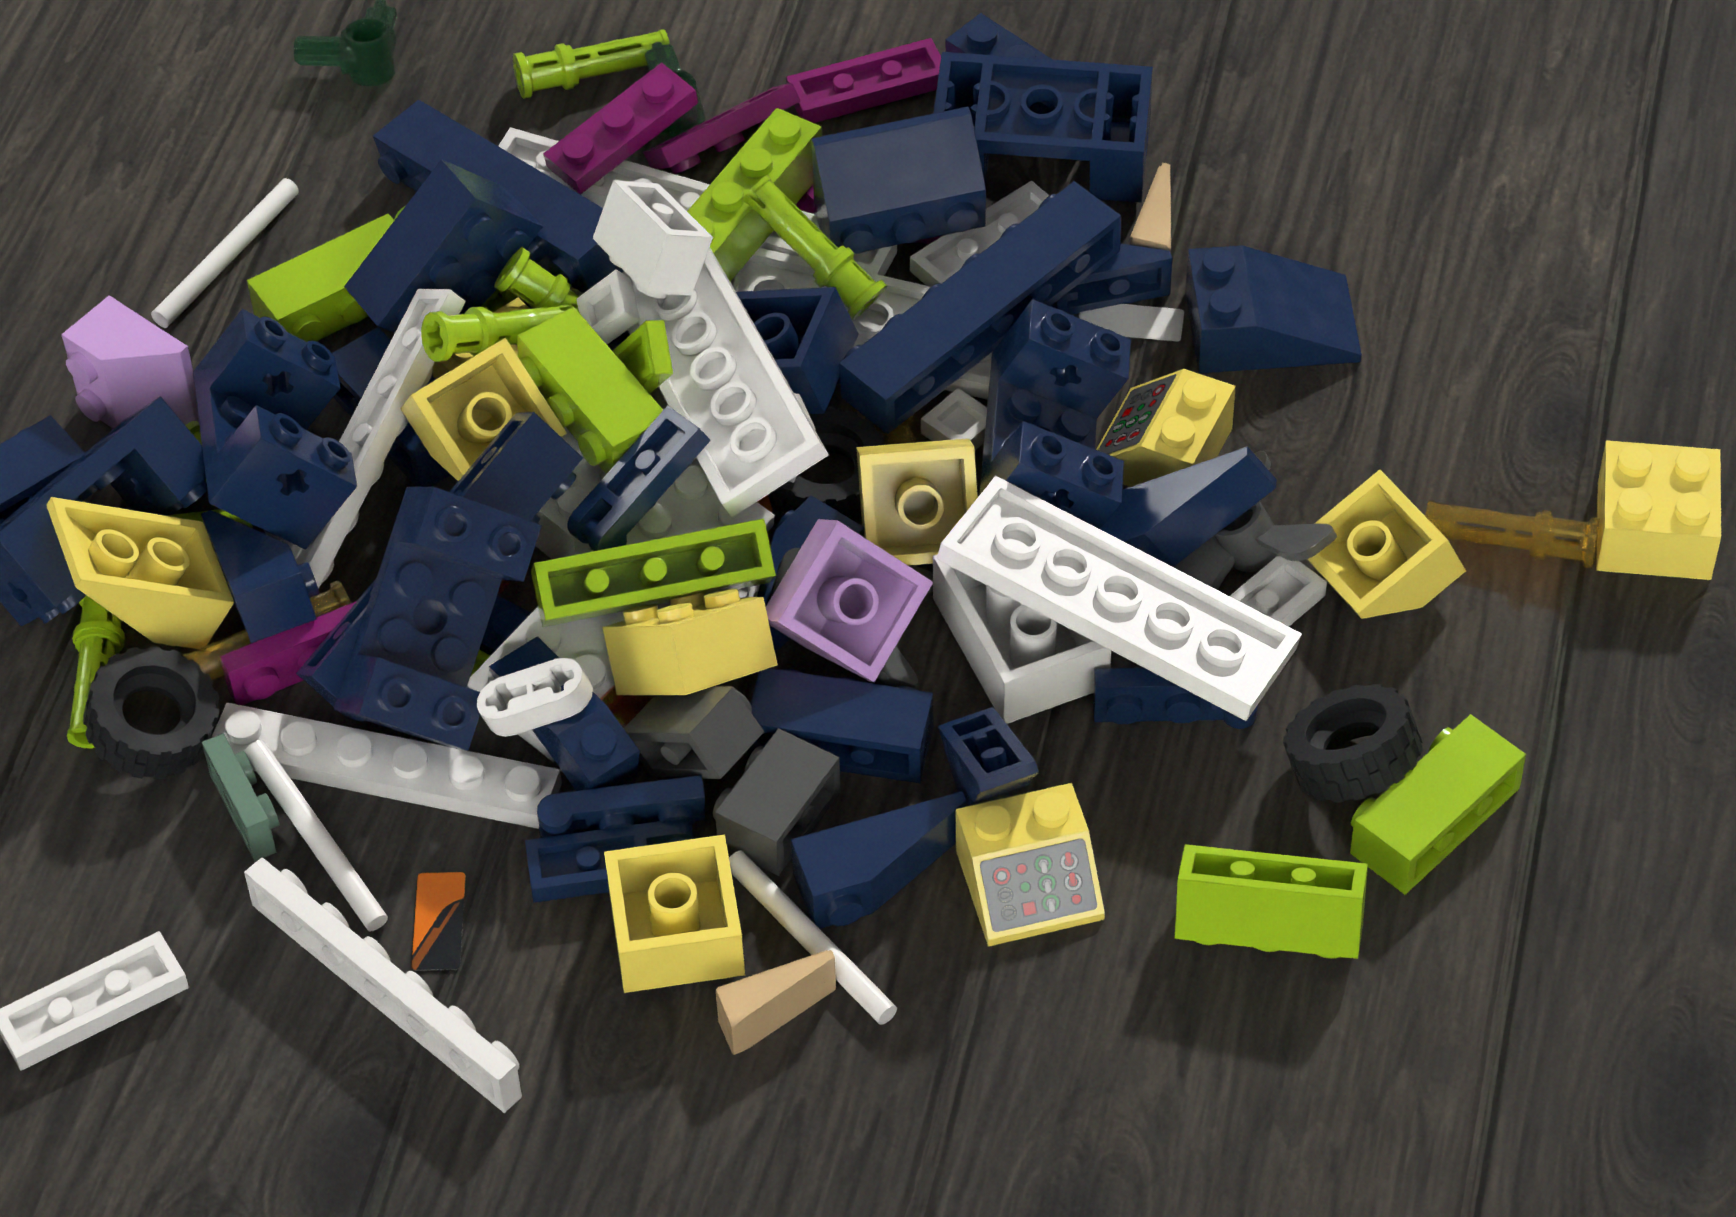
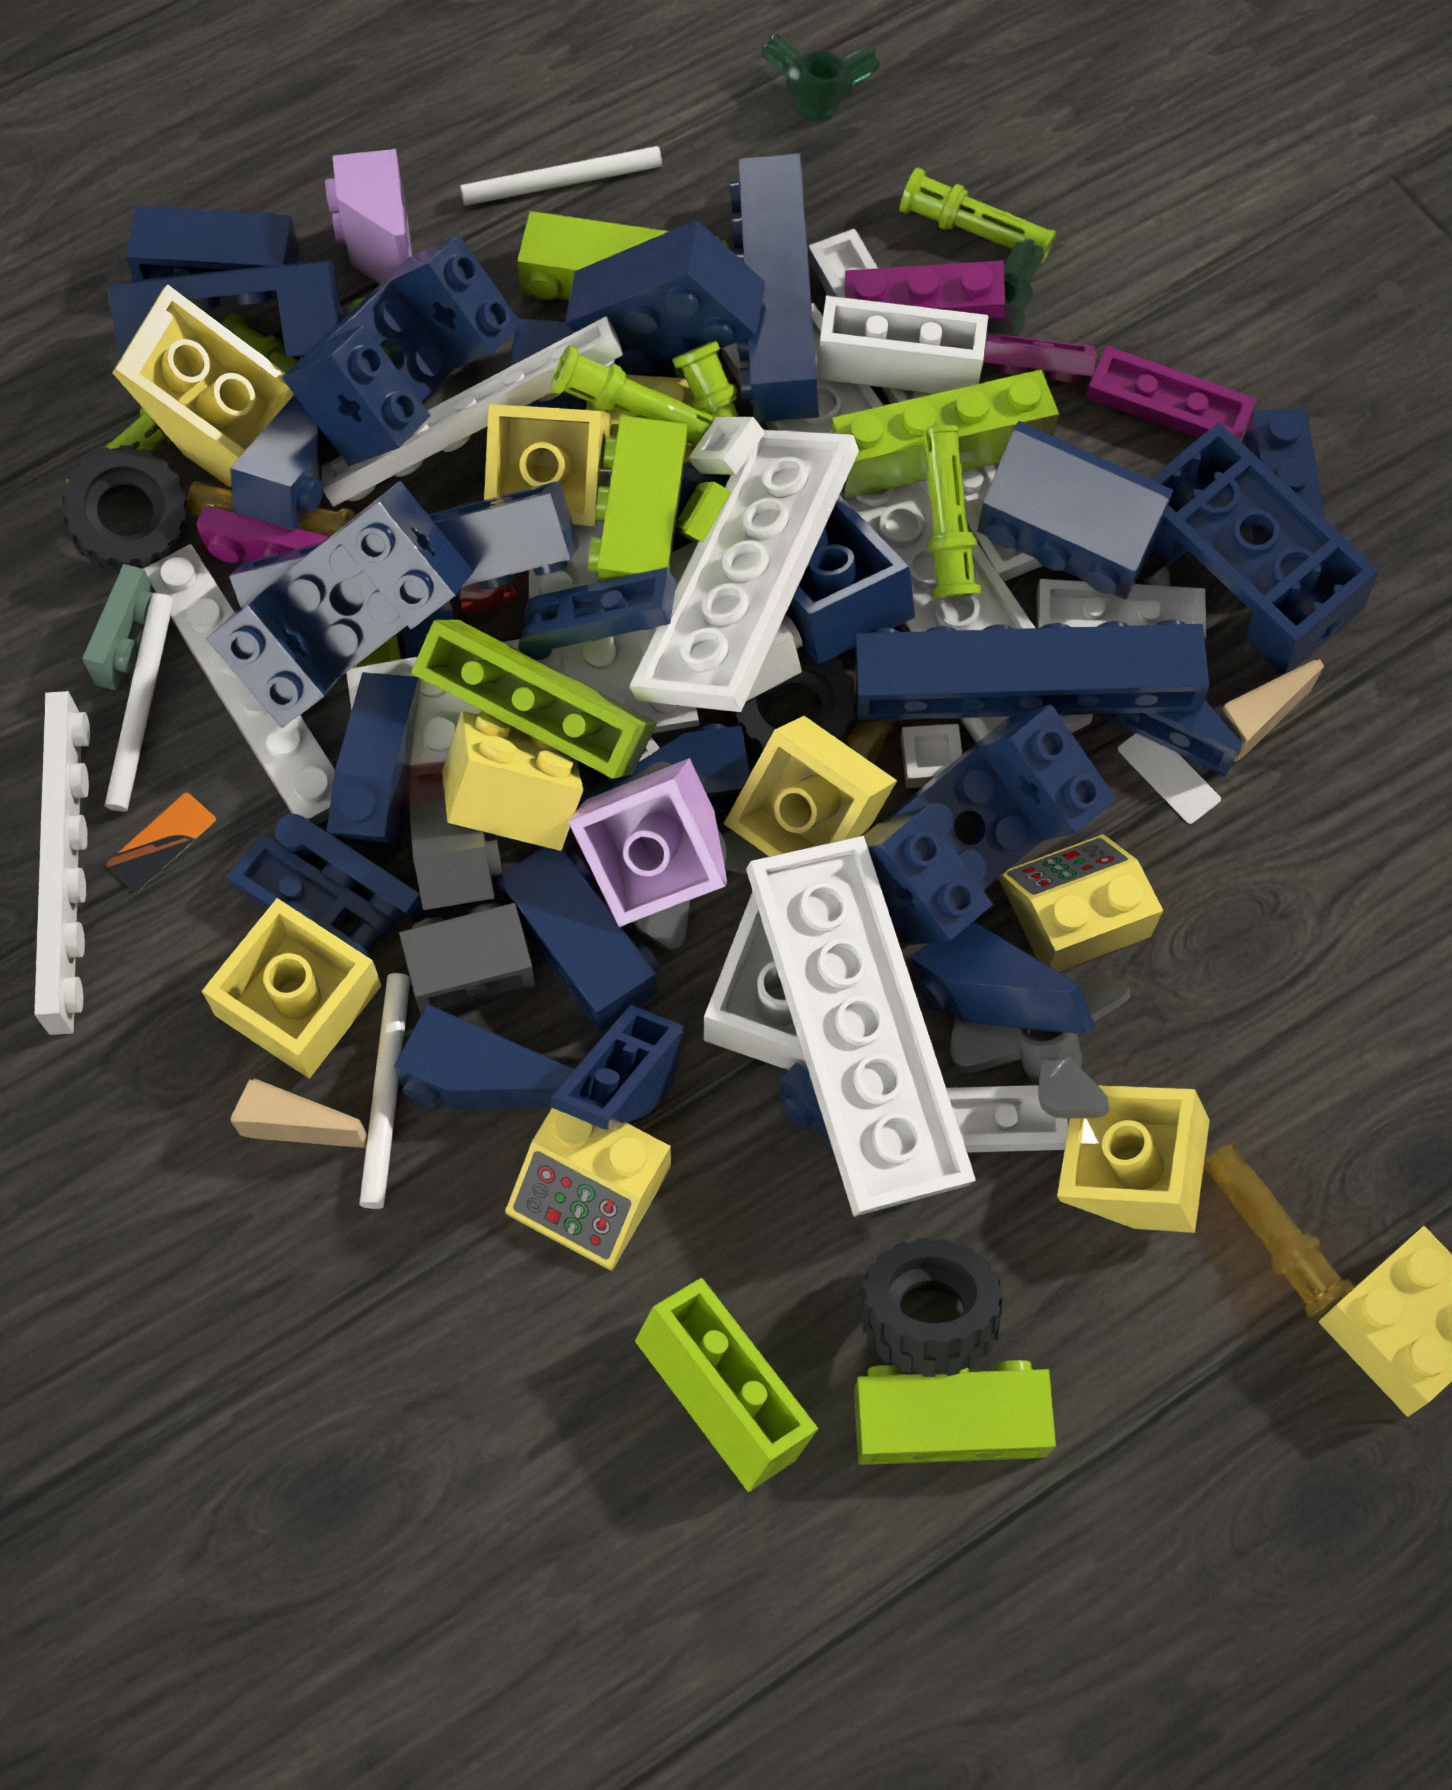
camera: 40 degrees right, 15 degrees up
(534, 697) = (340, 738): white beam -> none
(652, 238) = (799, 412): white brick -> none
(676, 150) = (900, 345): none -> white brick
(1266, 311) = (1281, 861): dark blue slope -> none

